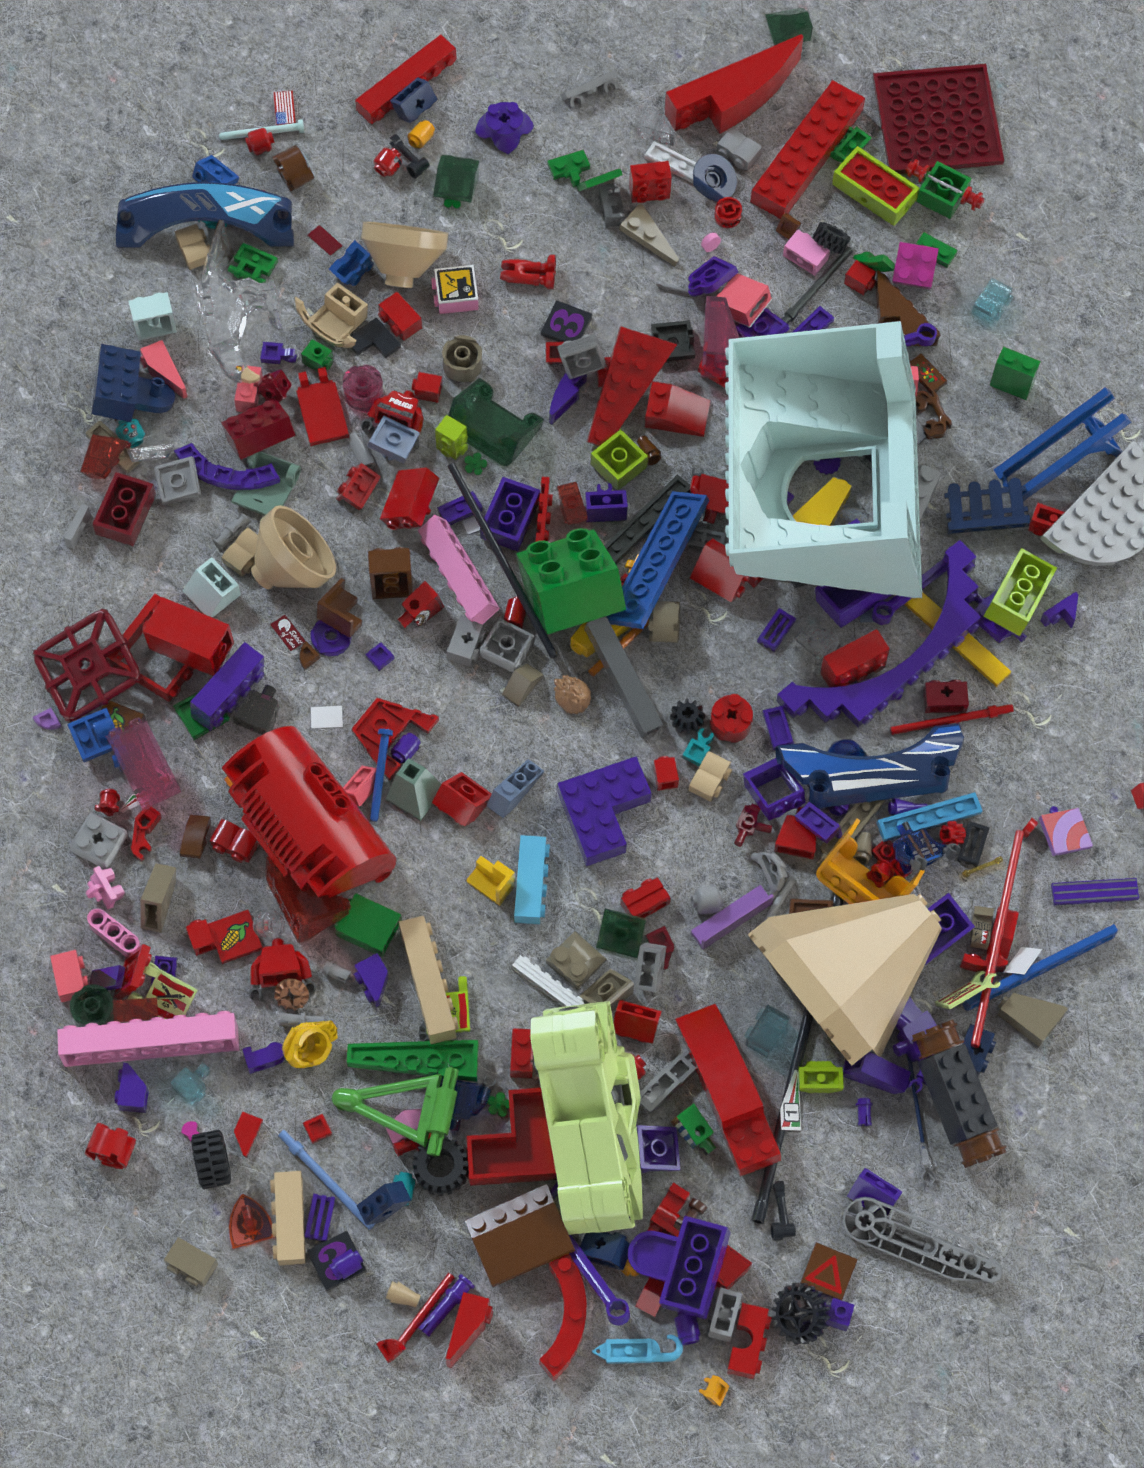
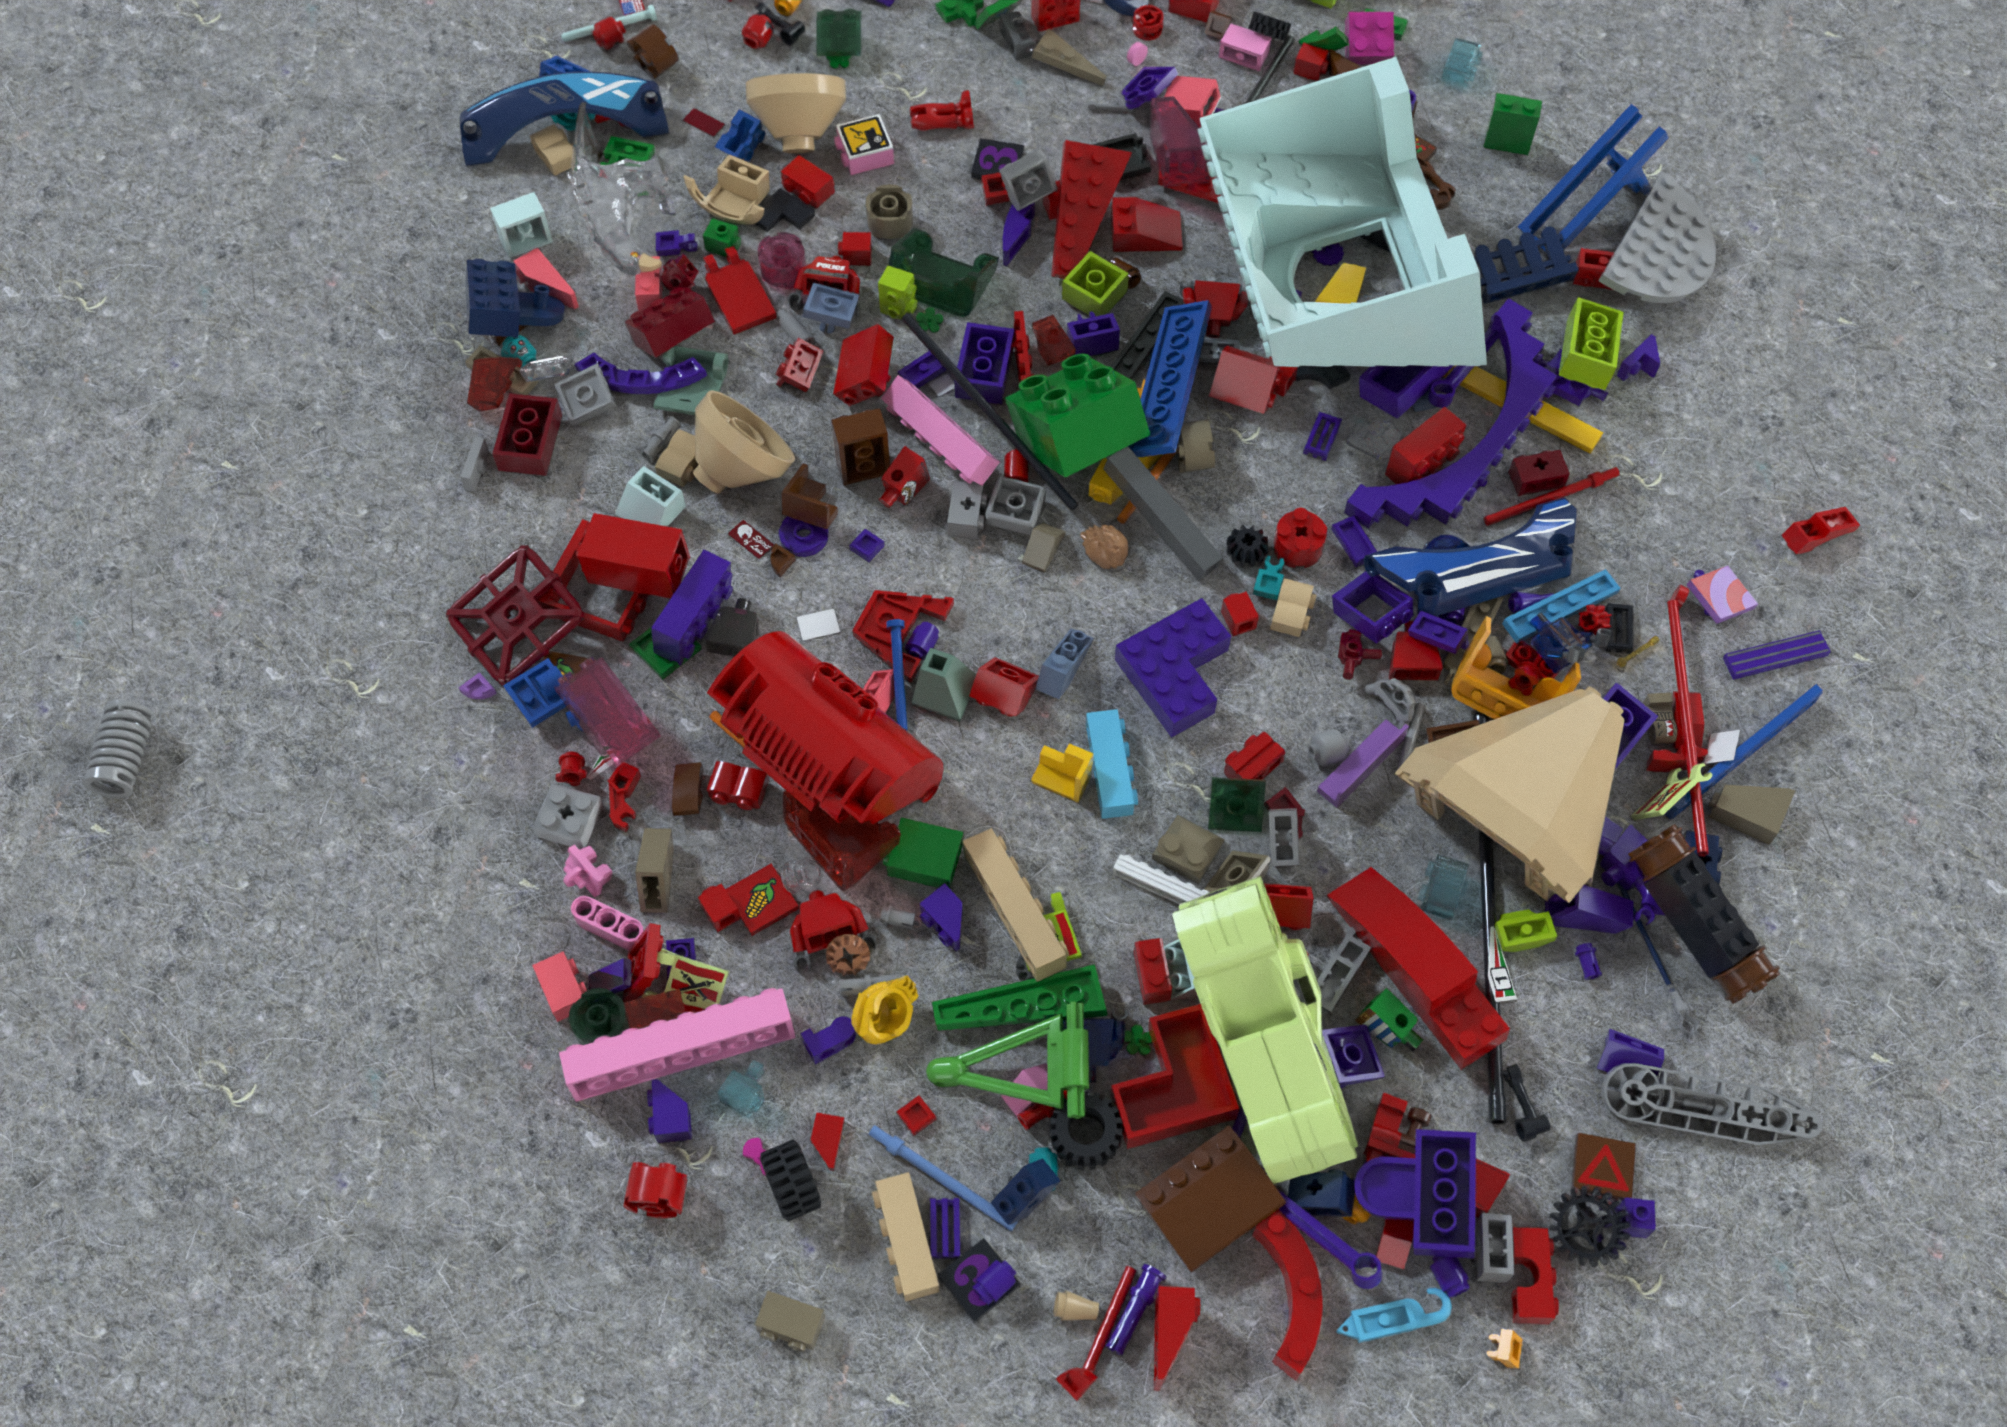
camera: 10 degrees left, 5 degrees down
(249, 1223) = (854, 1254): clear red shield -> none

